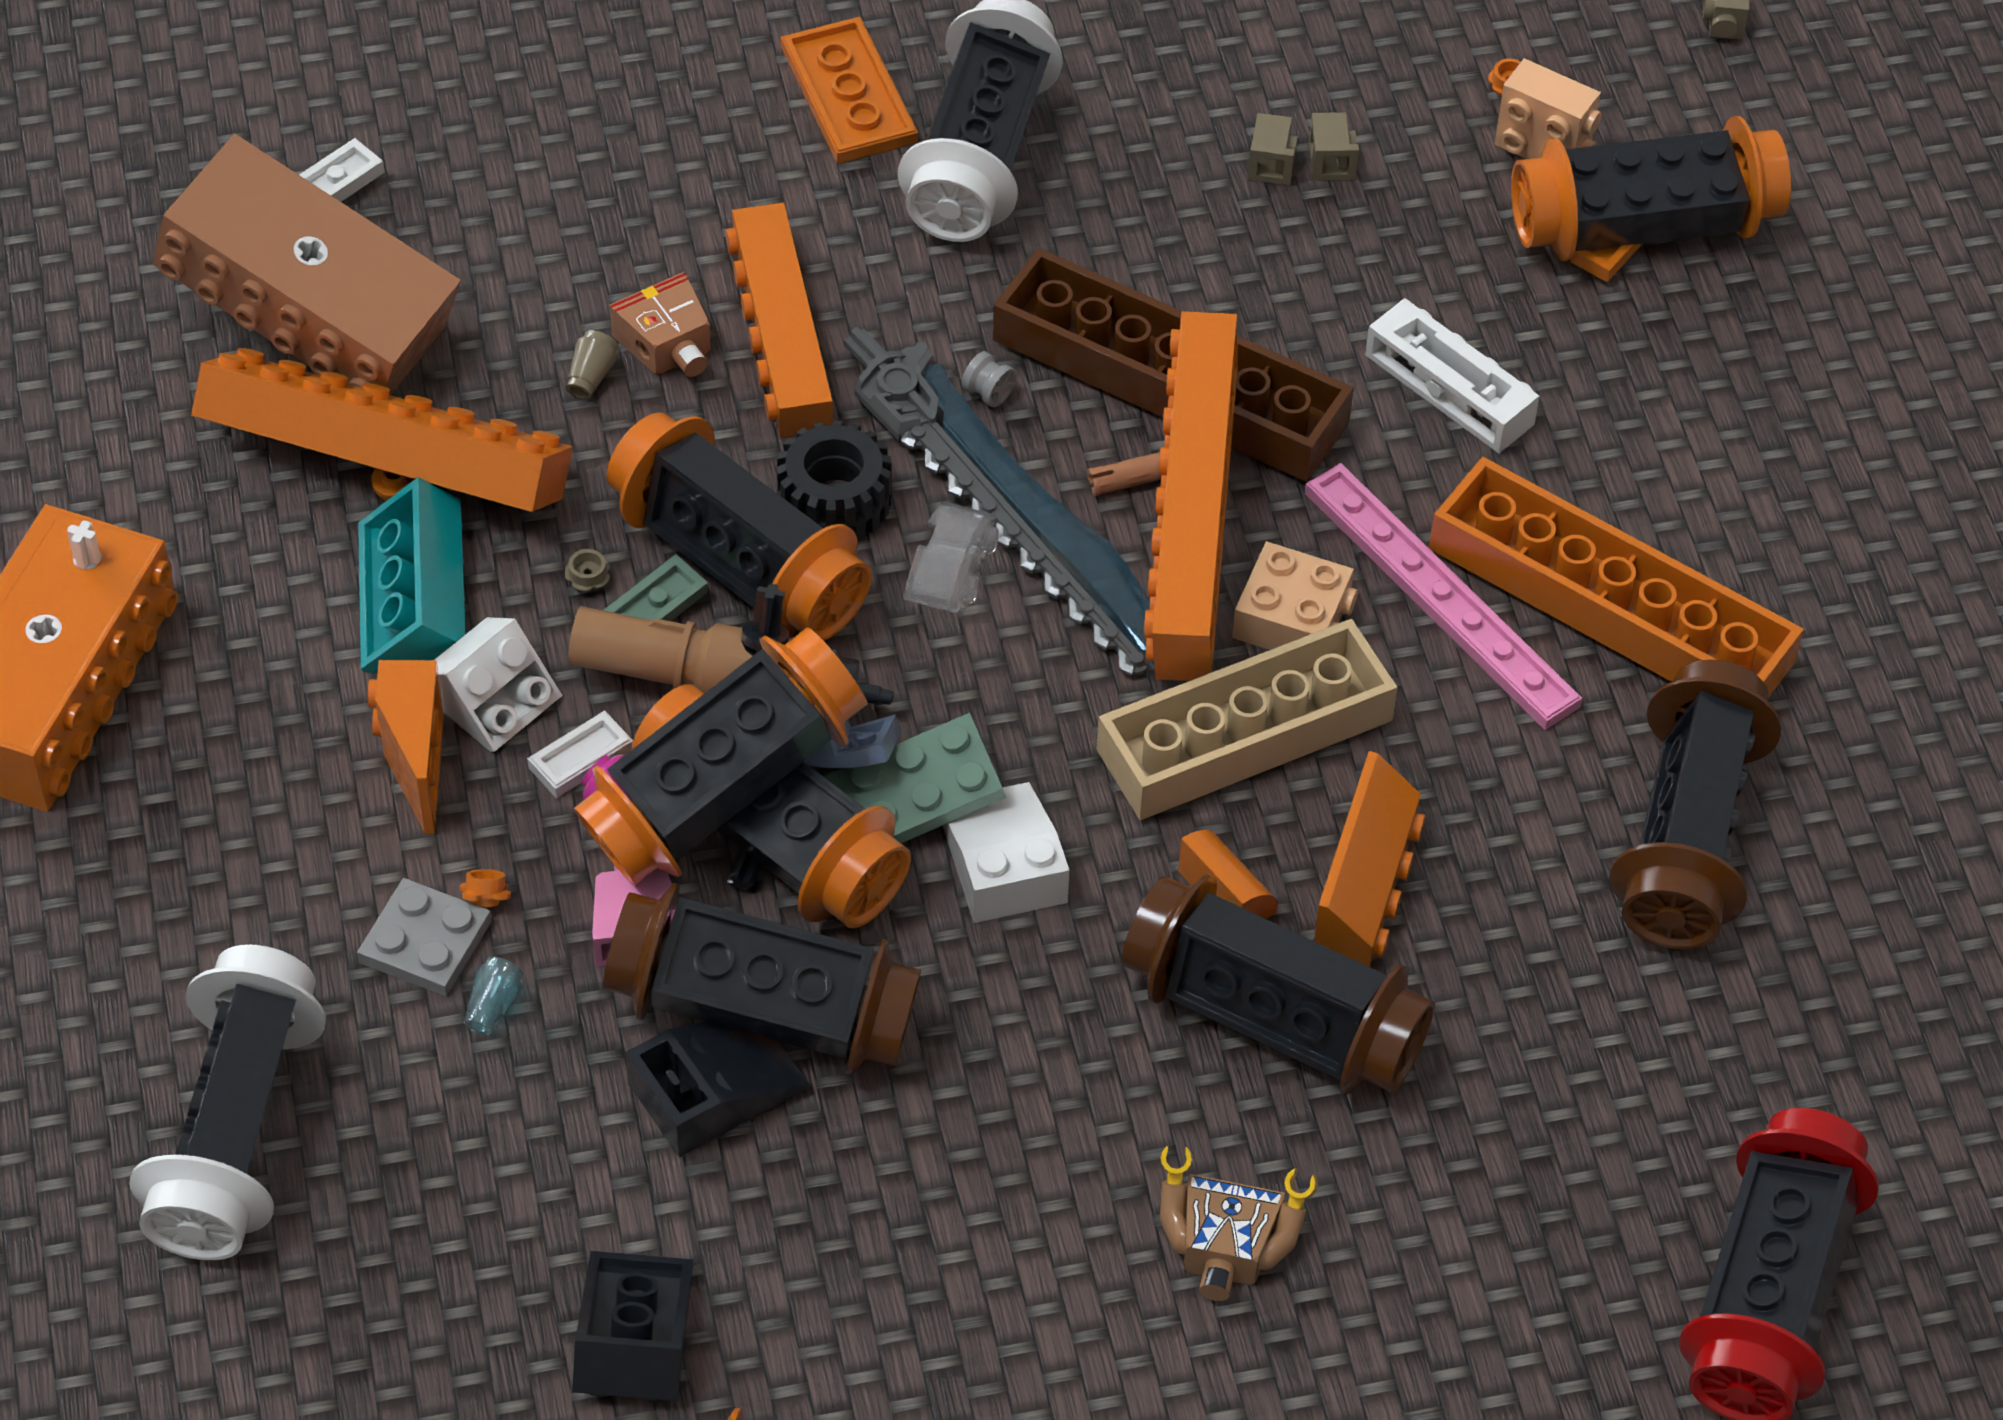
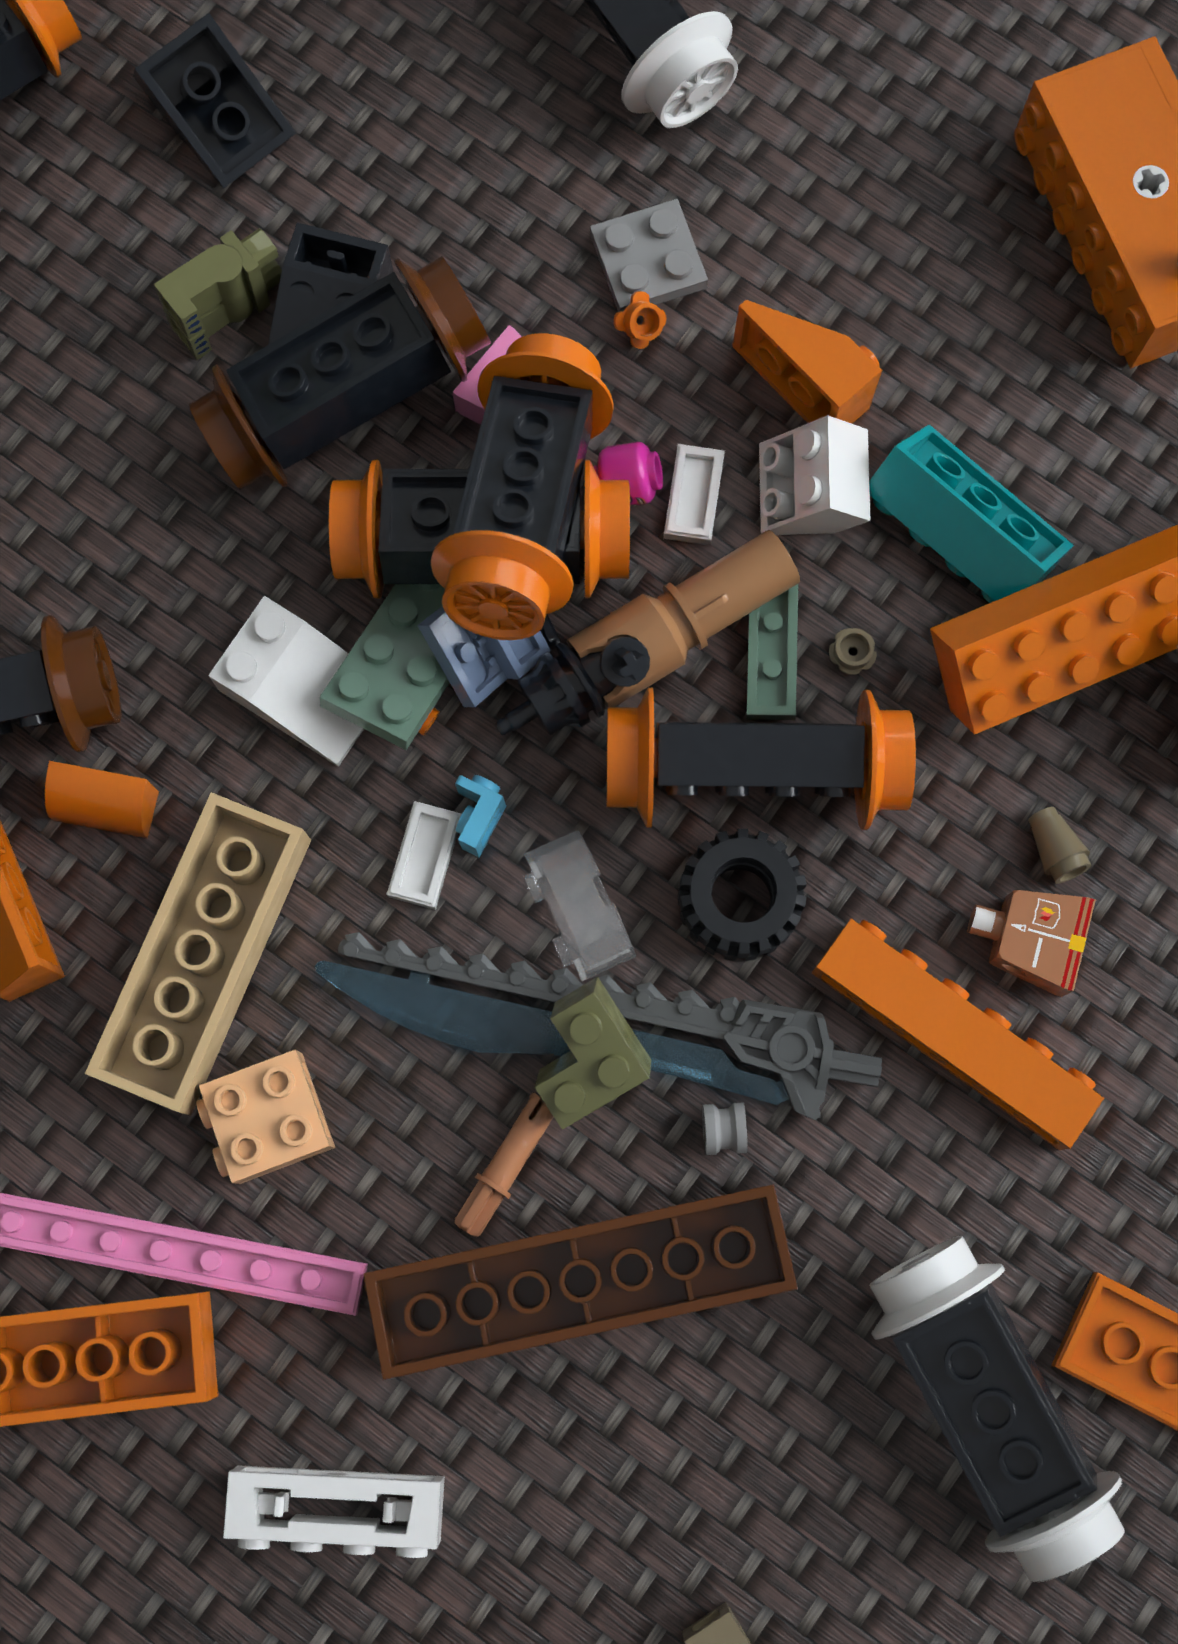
camera: 140 degrees right, 25 degrees up
(492, 993) = (551, 249): clear light blue cone -> none
(784, 1146) = (219, 288): none -> olive hips
(961, 661) = (479, 822): none -> medium azure bracket
(1024, 681) = (424, 855): none -> white tile
(1039, 456) = (602, 1059): none -> olive brick
(1192, 496) = (407, 1115): orange brick -> none

